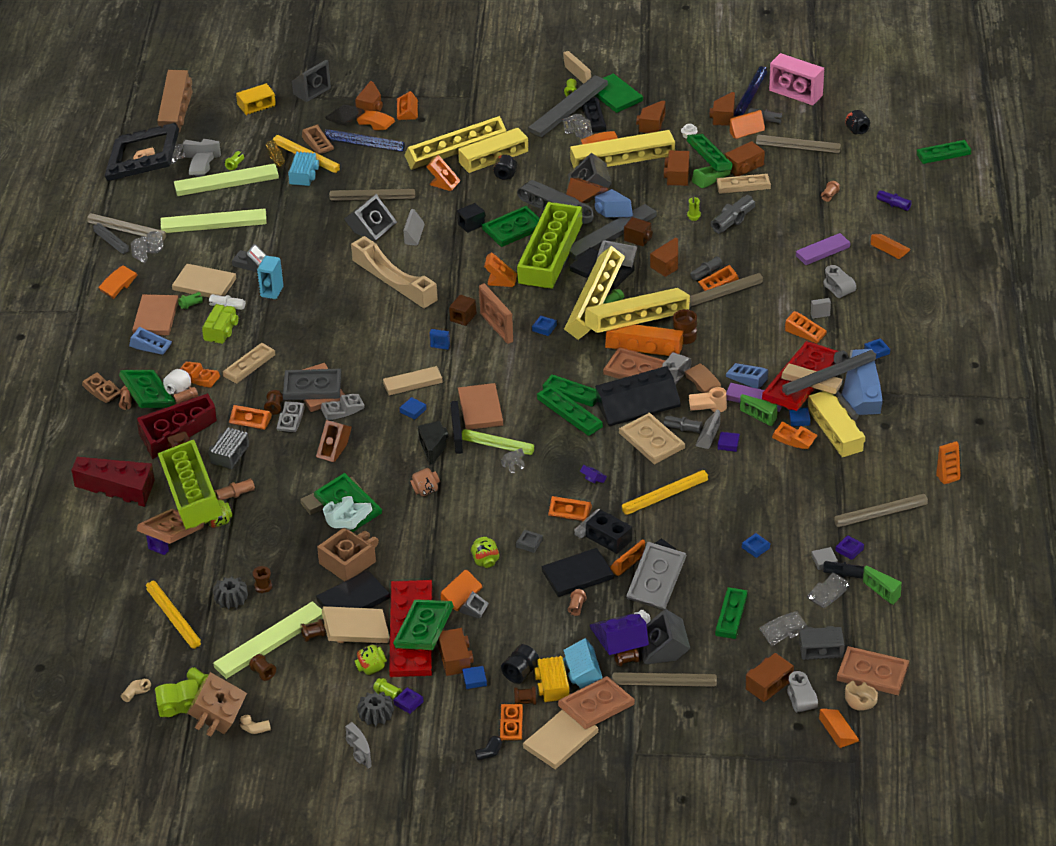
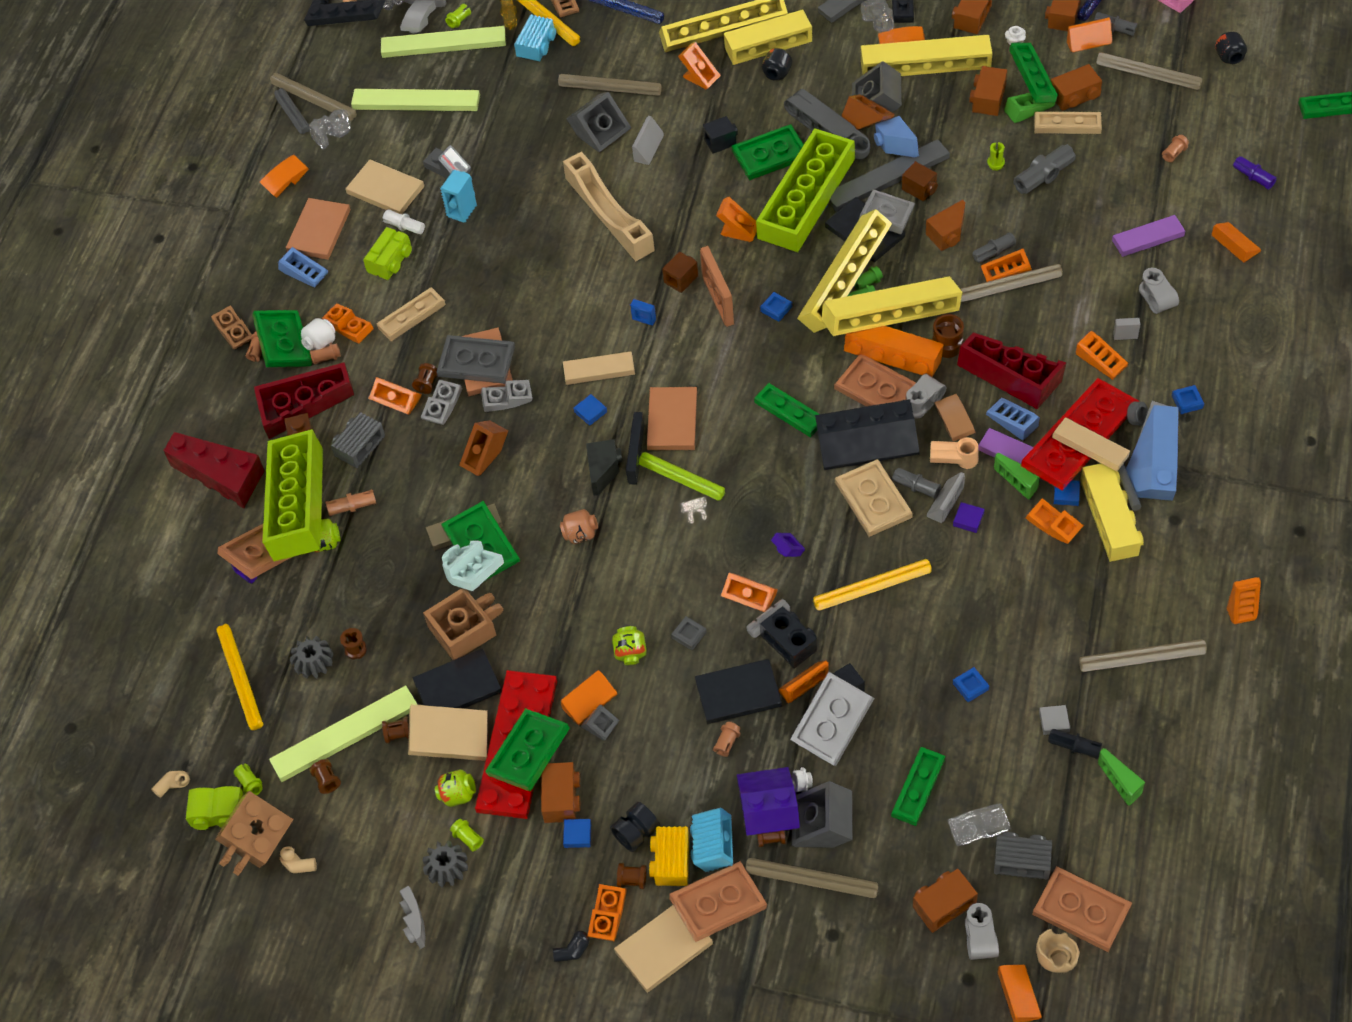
camera: 15 degrees right, 15 degrees up
(190, 300) = (361, 214): bright green pin -> none
(408, 700) = (489, 854): dark purple tile -> none
(569, 410) = (779, 442): green plate -> none
(738, 342) = (1011, 369): none -> dark red wedge
(829, 372) = (1113, 441): dark grey axle -> none
(829, 591) = (1049, 773): clear slope -> none
(849, 547) = (1090, 707): dark purple tile -> none

